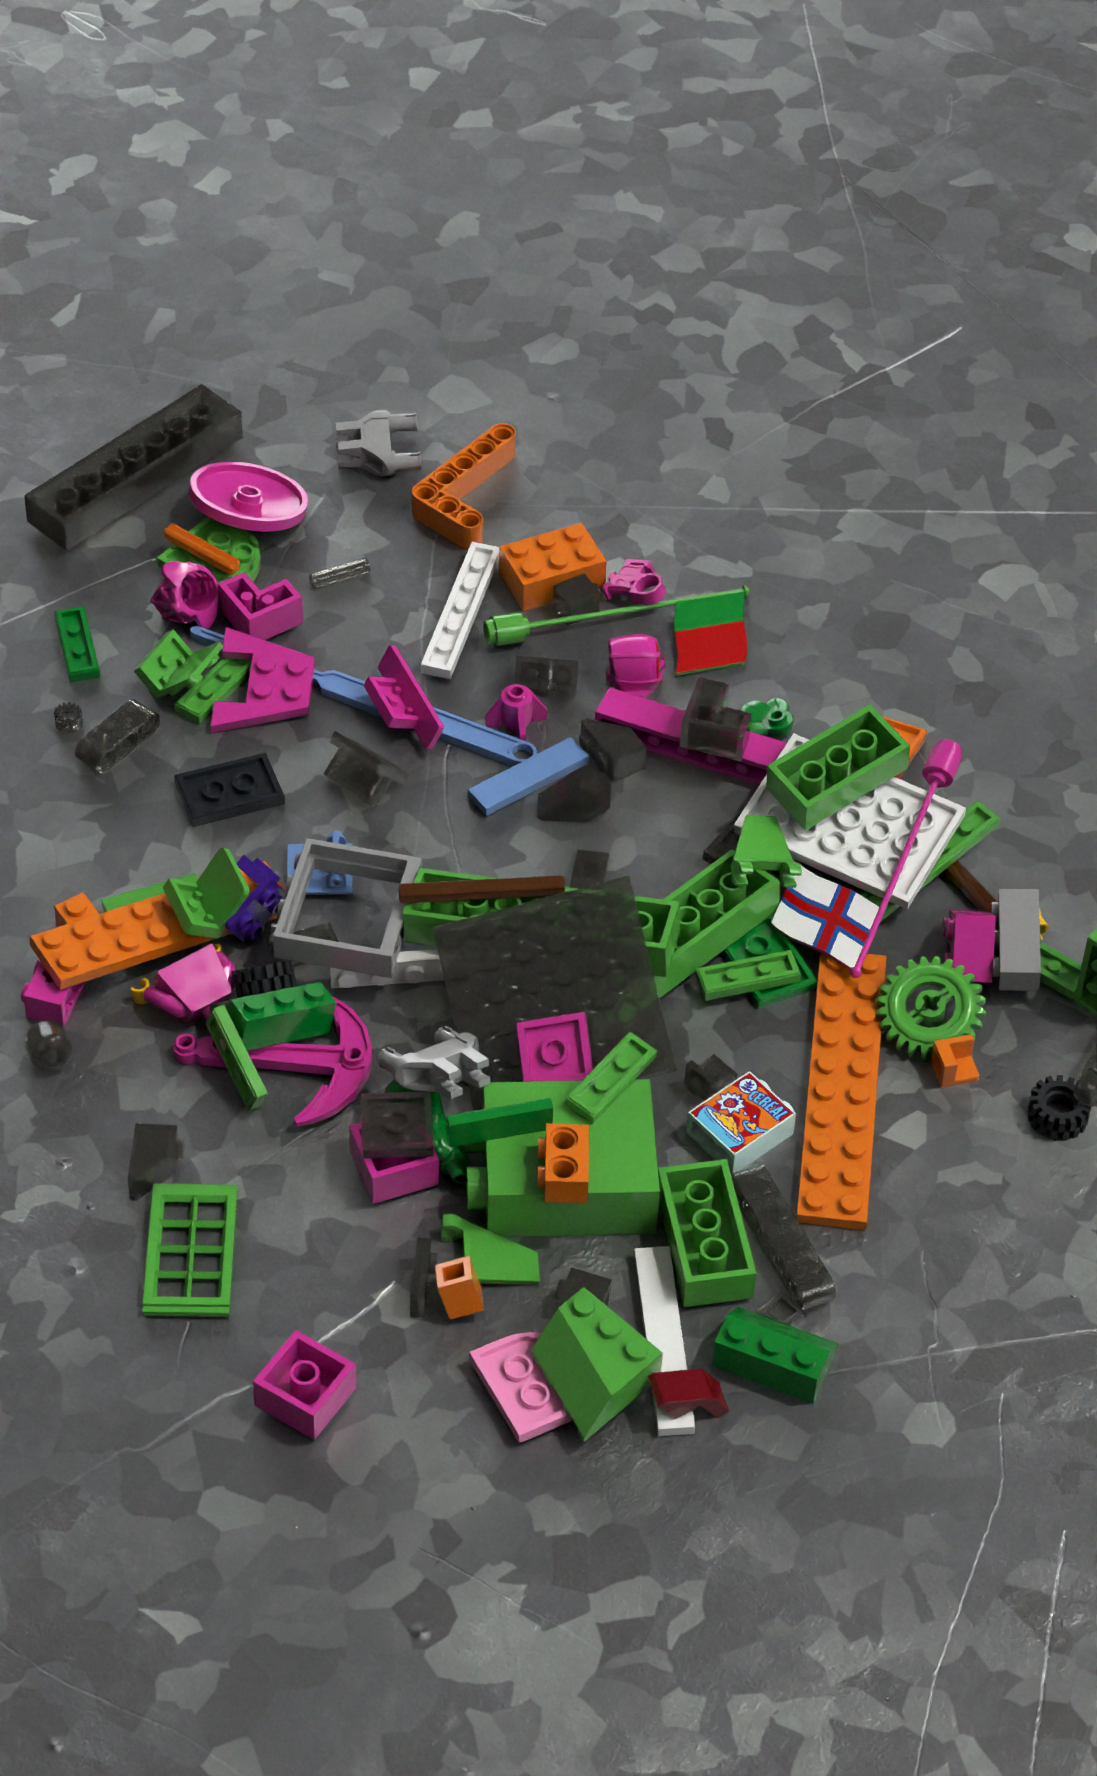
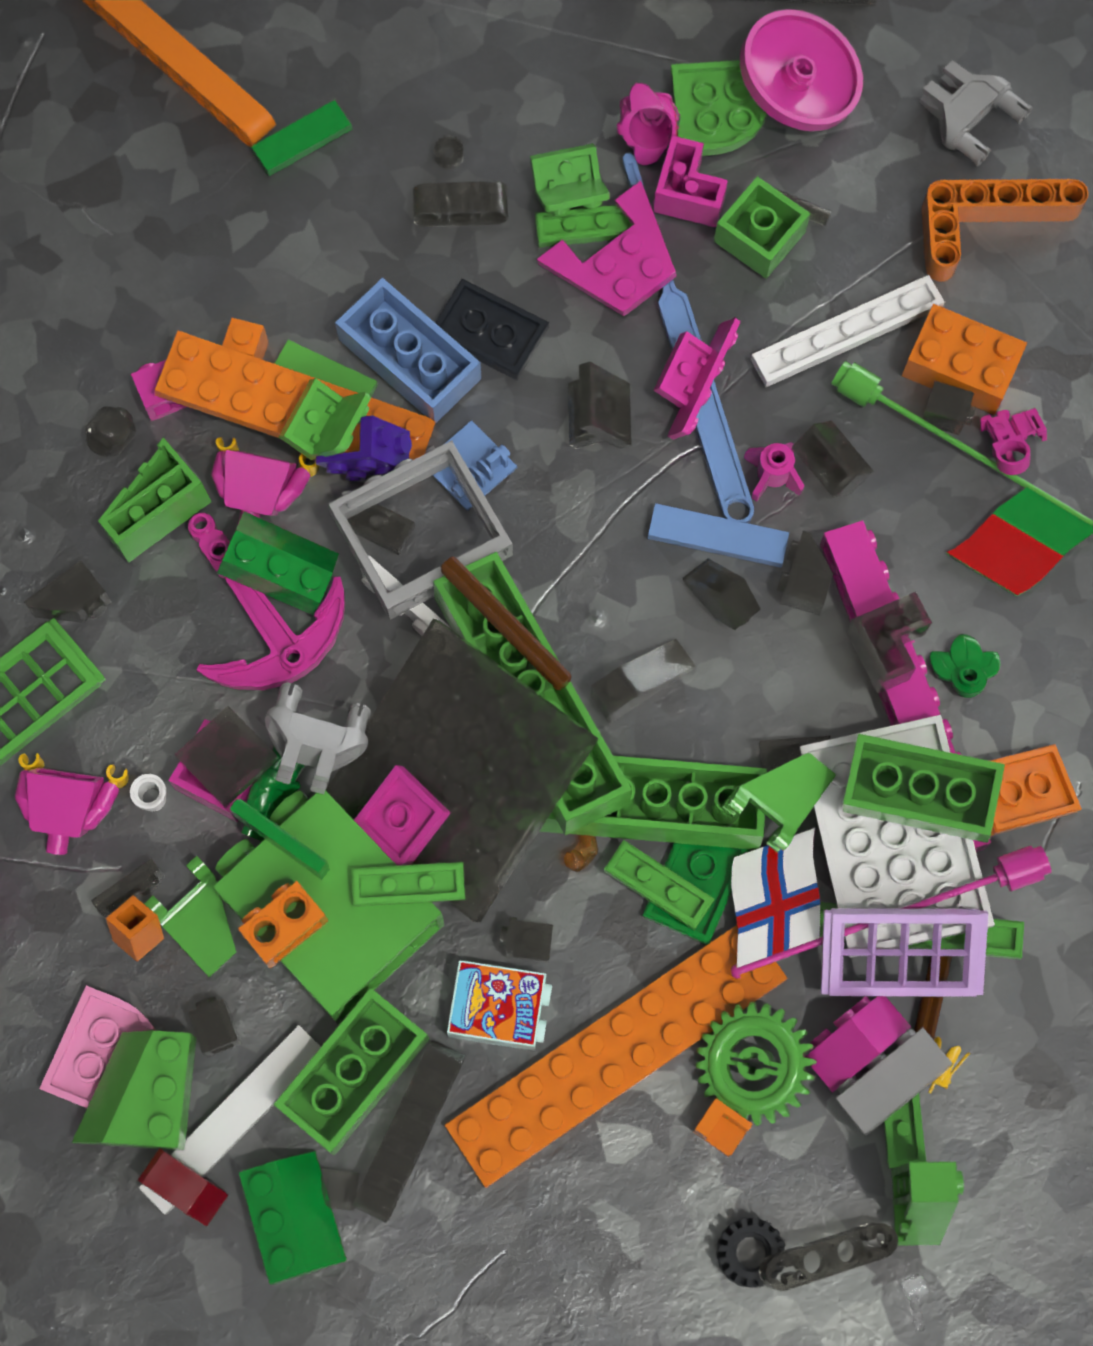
camera: 50 degrees right, 25 degrees up
(77, 644) = (531, 89): green tile -> none
(141, 1051) = (154, 503): none -> bright green wedge
(188, 831) = (408, 350): none -> medium blue brick
(201, 549) = (707, 89): orange axle -> none
(236, 1058) = (207, 575): bright green tile -> none
(264, 978) = (304, 527): black tyre -> none
(308, 1268) = (64, 801): none -> dark pink torso
(337, 594) = (761, 227): none -> bright green brick
(364, 1206) = (143, 784): none -> white piece
(636, 664) = (914, 518): dark pink piece -> none
(678, 1004) = (582, 854): none -> clear orange arm
(897, 902) = (973, 952): none -> lavender piece

